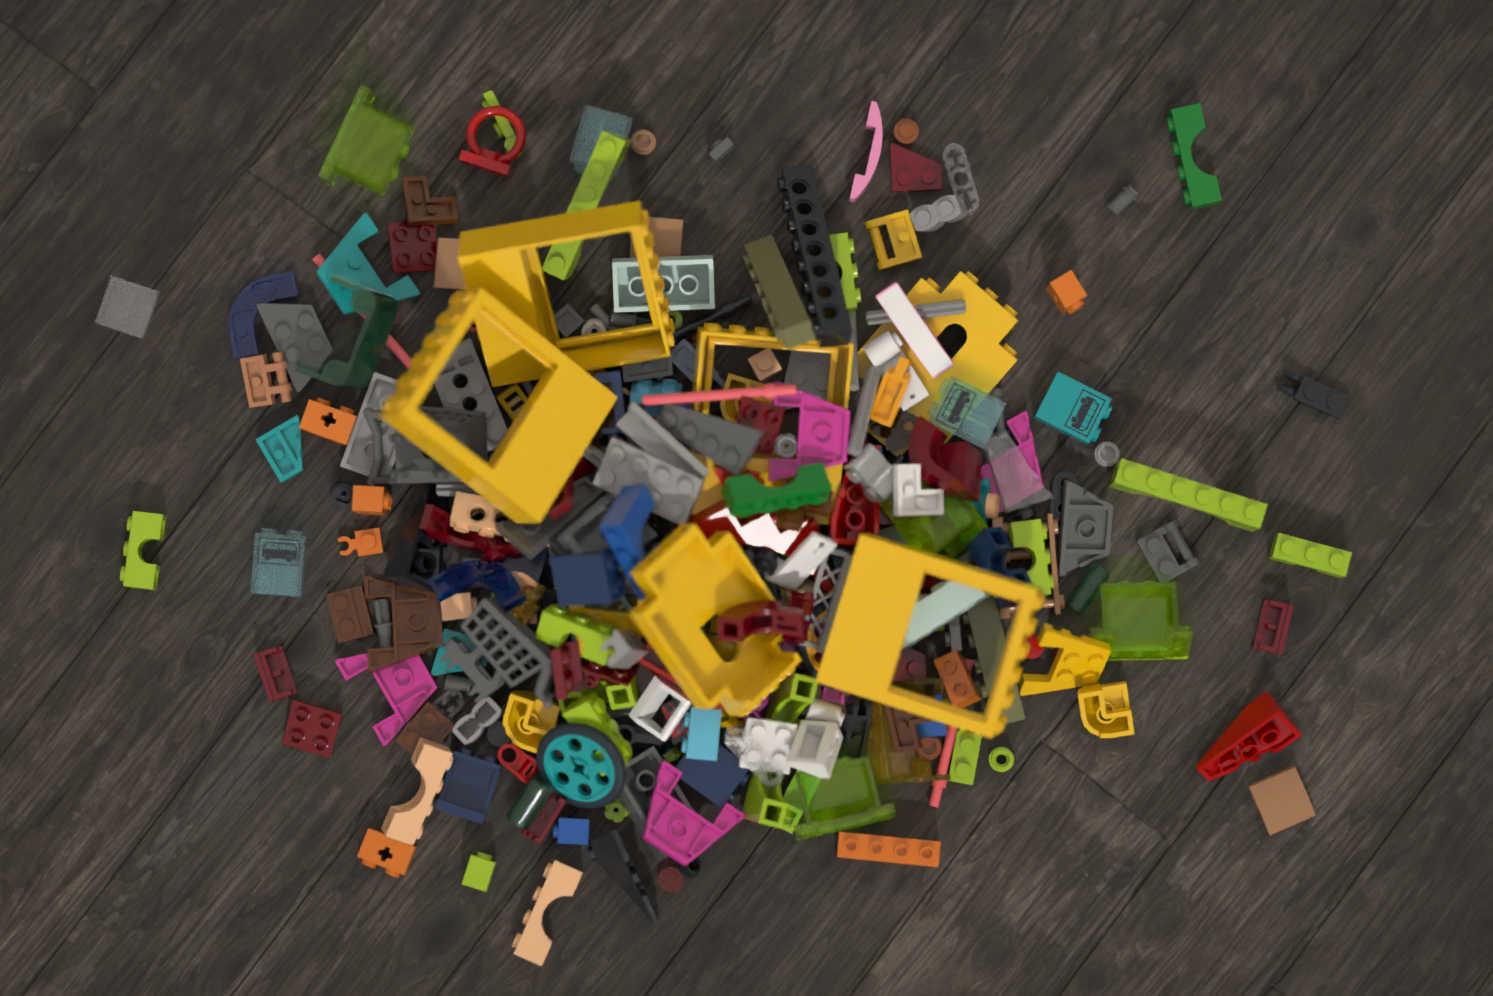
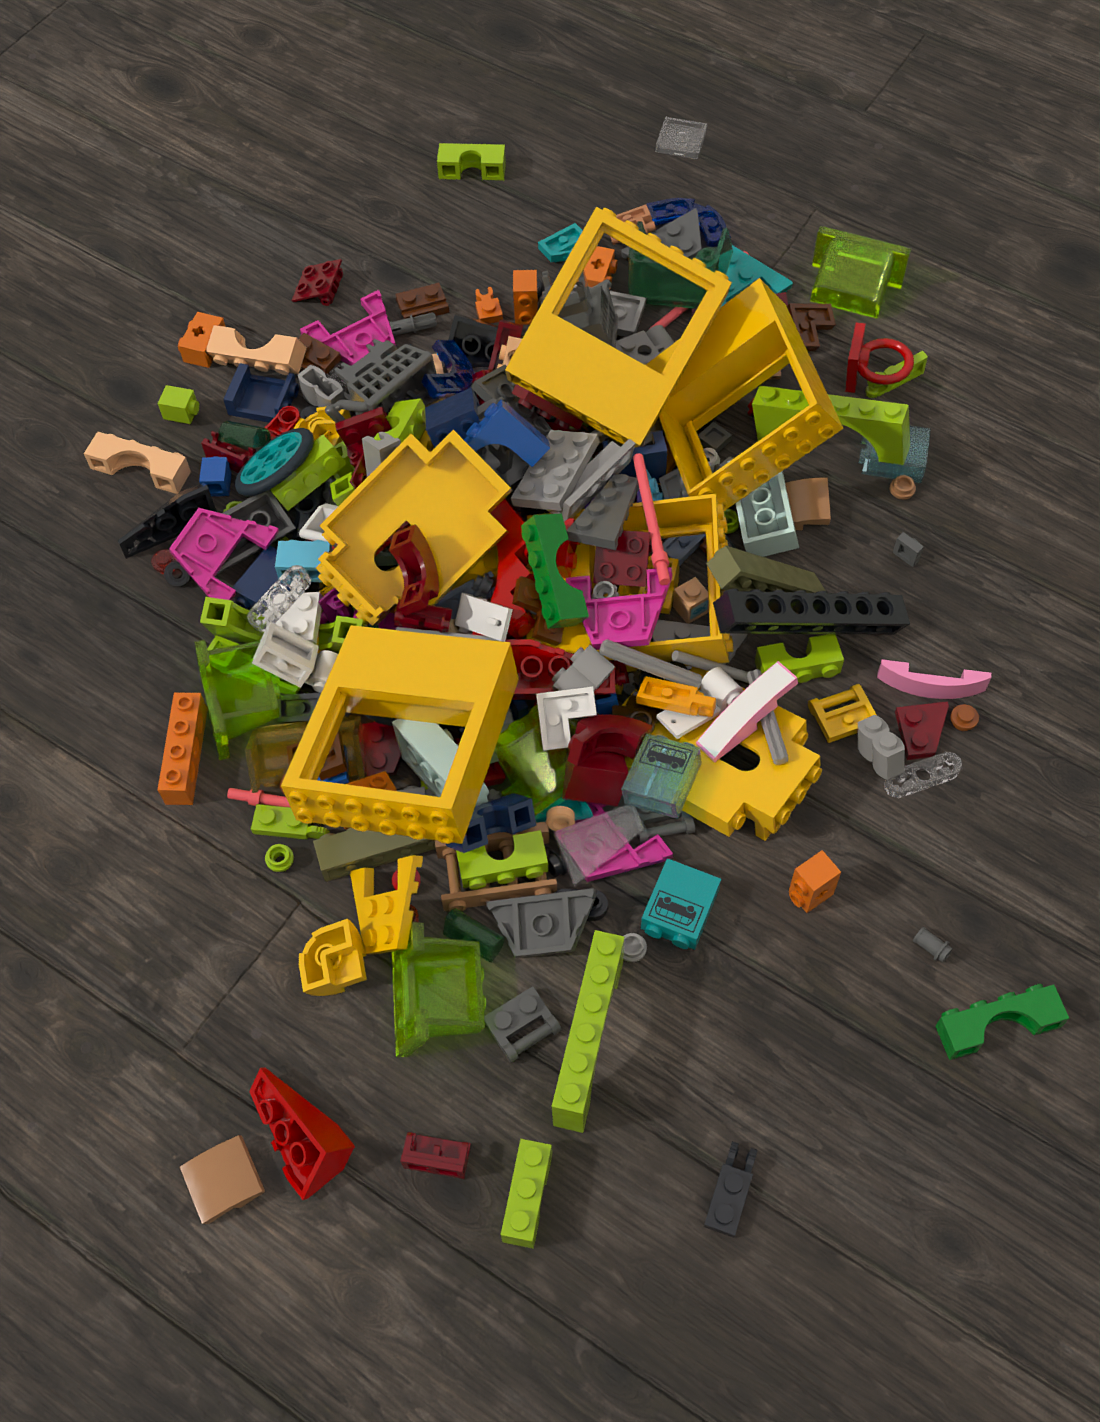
camera: 90 degrees right, 25 degrees down
(275, 673) = (365, 252): dark red hinge -> none
(279, 563) = (464, 248): clear light blue brick -> none
(415, 622) = (416, 335): reddish brown wing -> none

